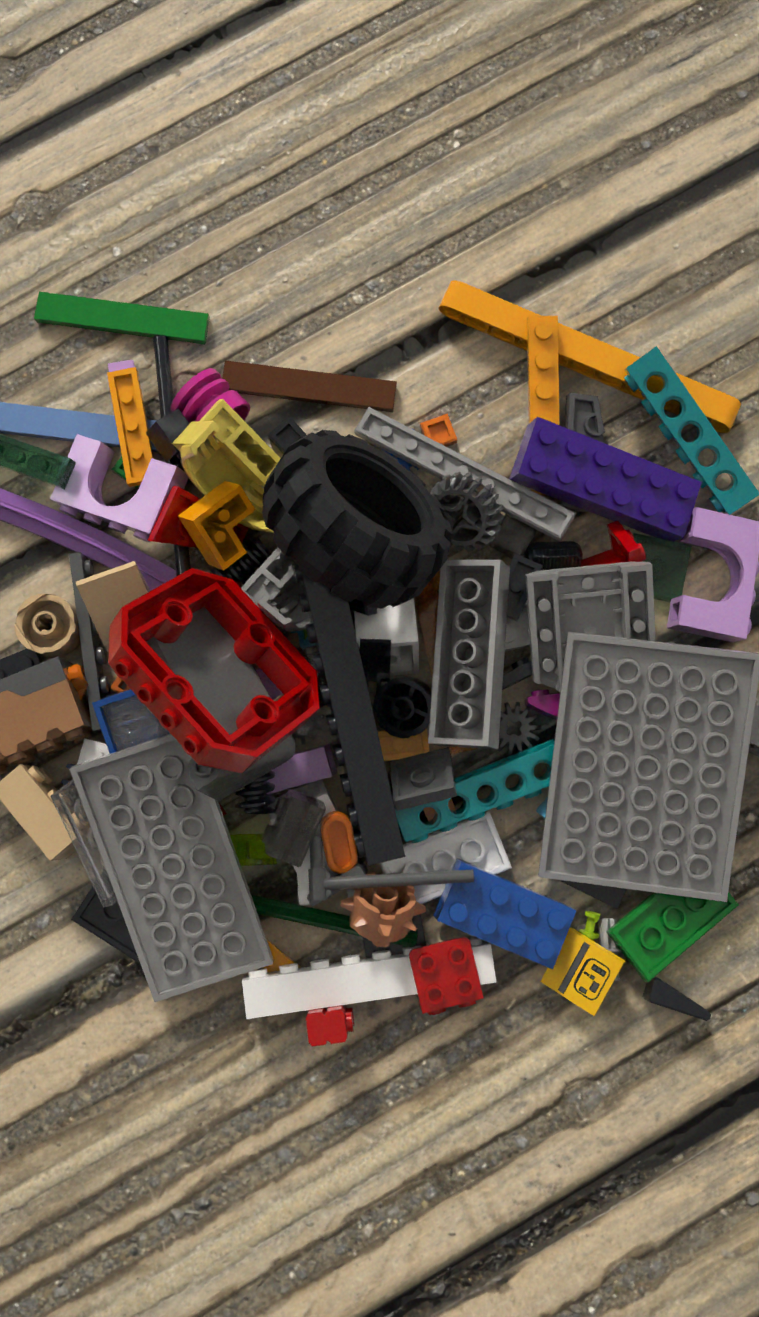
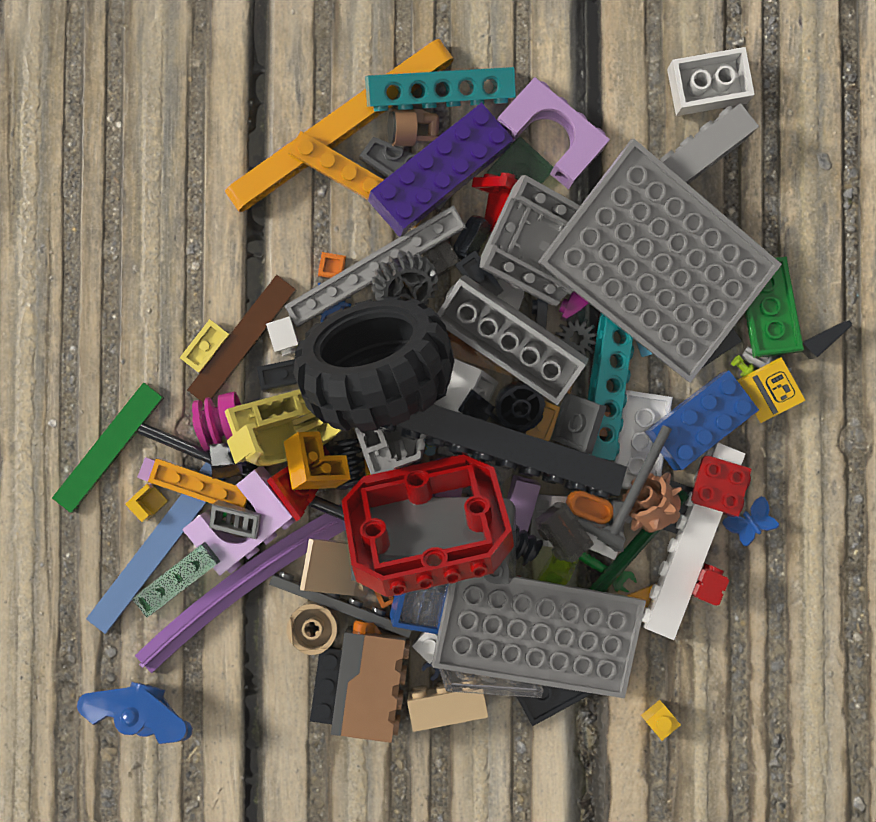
camera: 60 degrees left, 5 degrees up
(86, 386) = (146, 502): none -> yellow panel
(102, 464) = (218, 523): none -> dark grey slope
(153, 1057) = (660, 720): none -> yellow brick
(280, 352) = (204, 346): none -> light yellow plate
(283, 895) = (601, 567): none -> green piece
(338, 418) = (283, 336): none -> white brick
(427, 1039) = (752, 524): none -> blue piece
(625, 419) = (403, 126): none -> medium nougat piece

